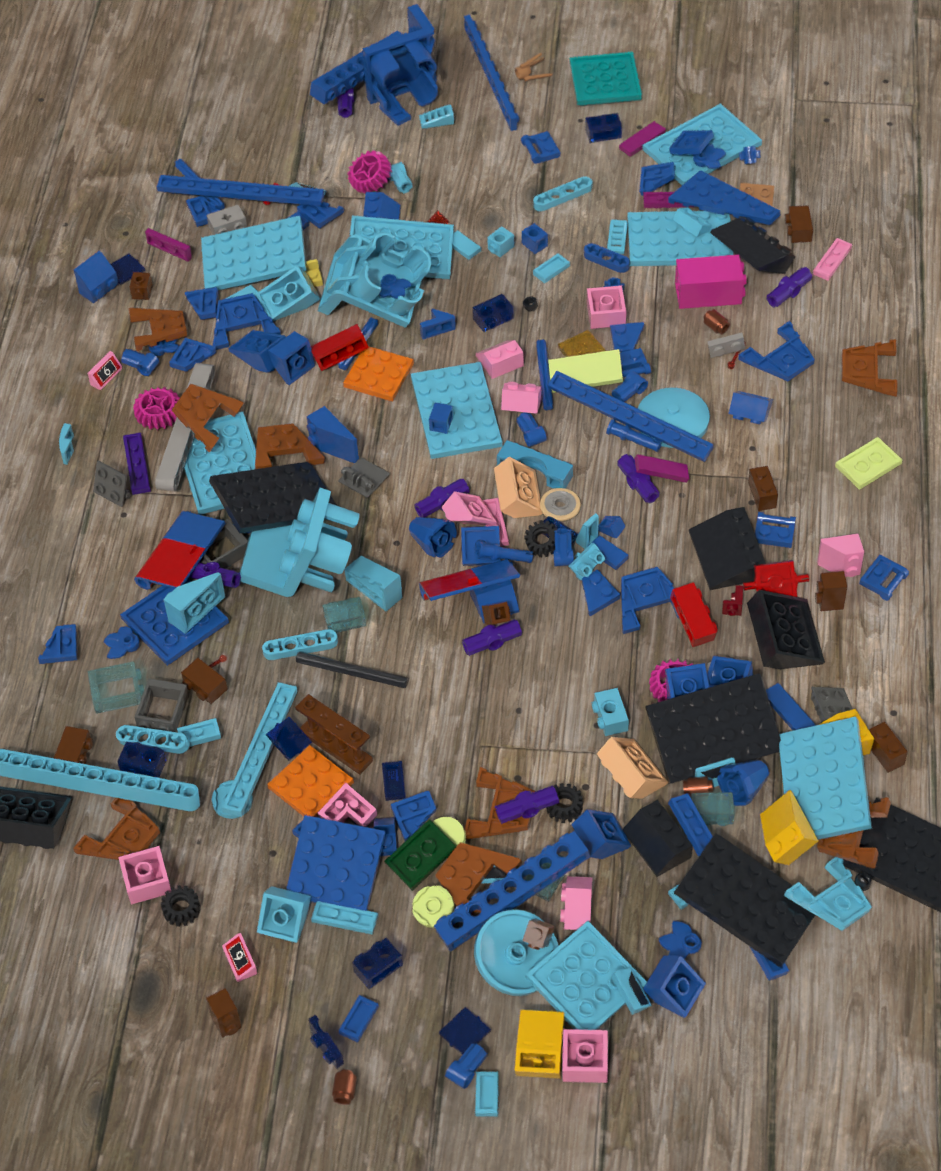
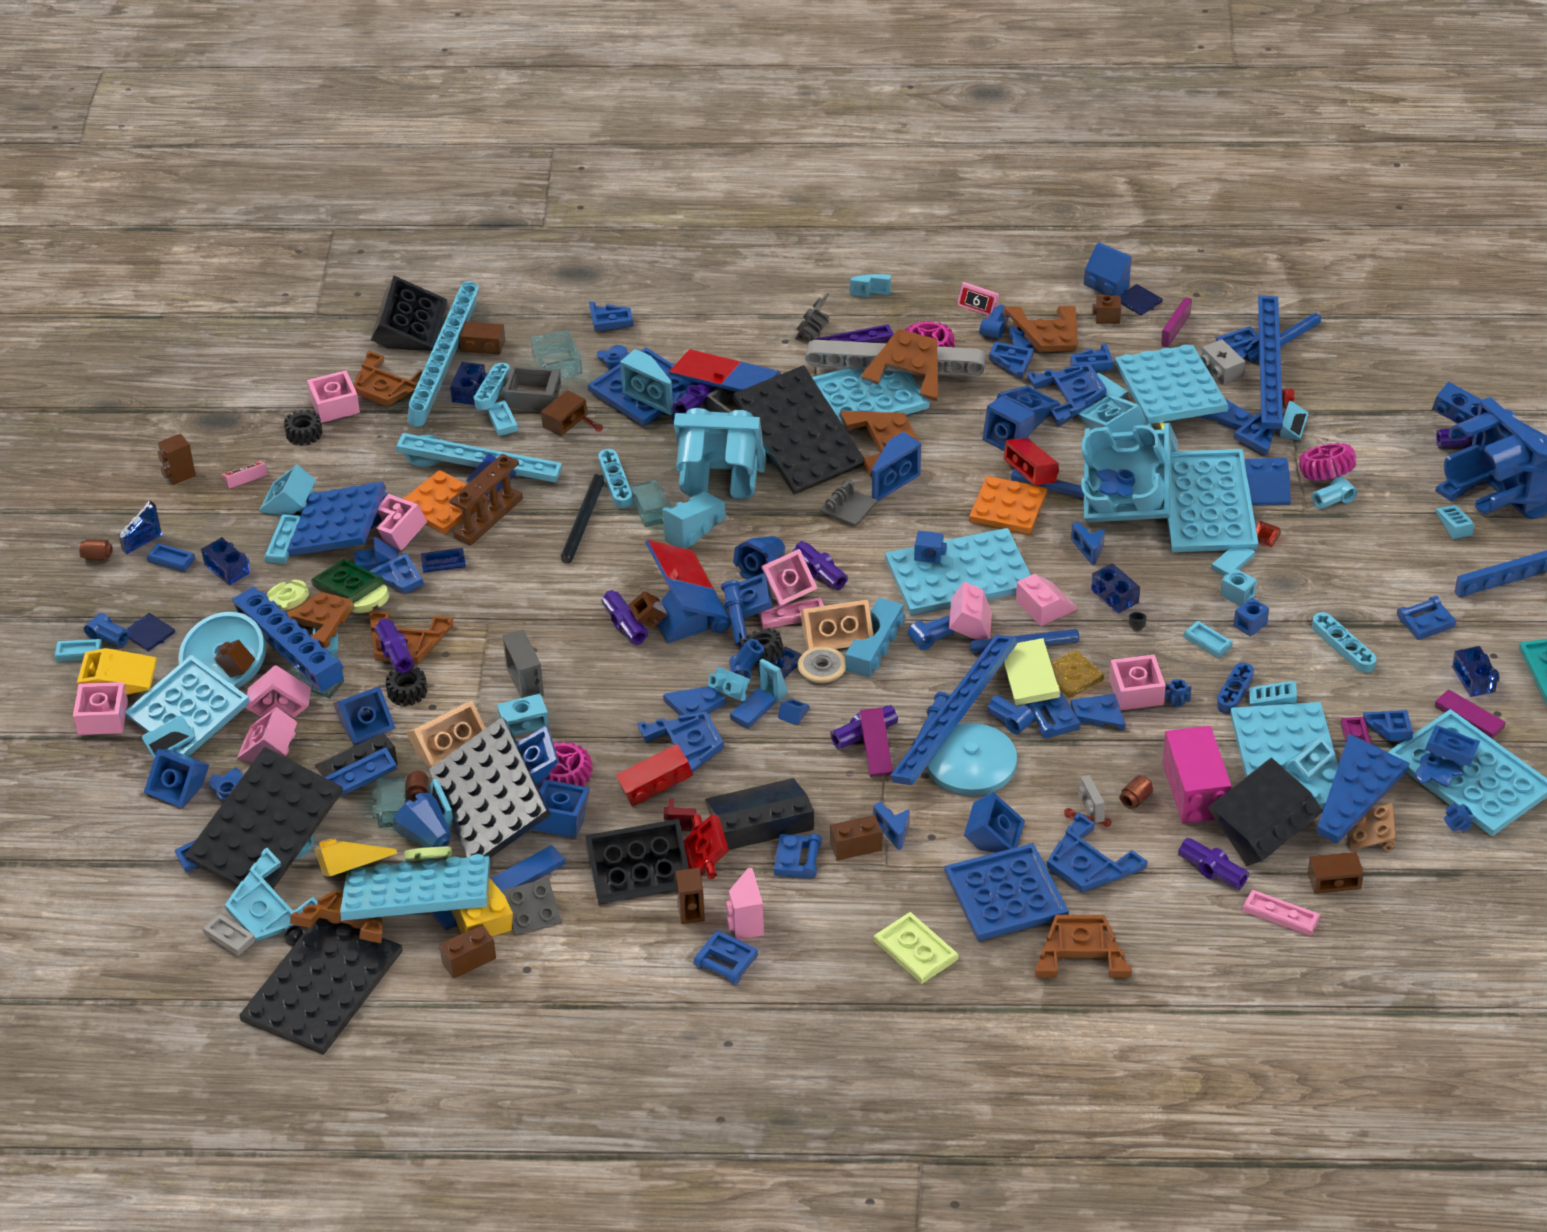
camera: 85 degrees right, 10 degrees down
(557, 706) = (523, 664): none -> dark grey window
(628, 912) = (271, 731): none -> bright pink slope
(747, 461) = (892, 826): none -> blue slope
(782, 774) = (427, 853): none -> yellowish green tile
(816, 404) = (1005, 891): none -> blue plate
(866, 929) = (229, 934): none -> light grey plate

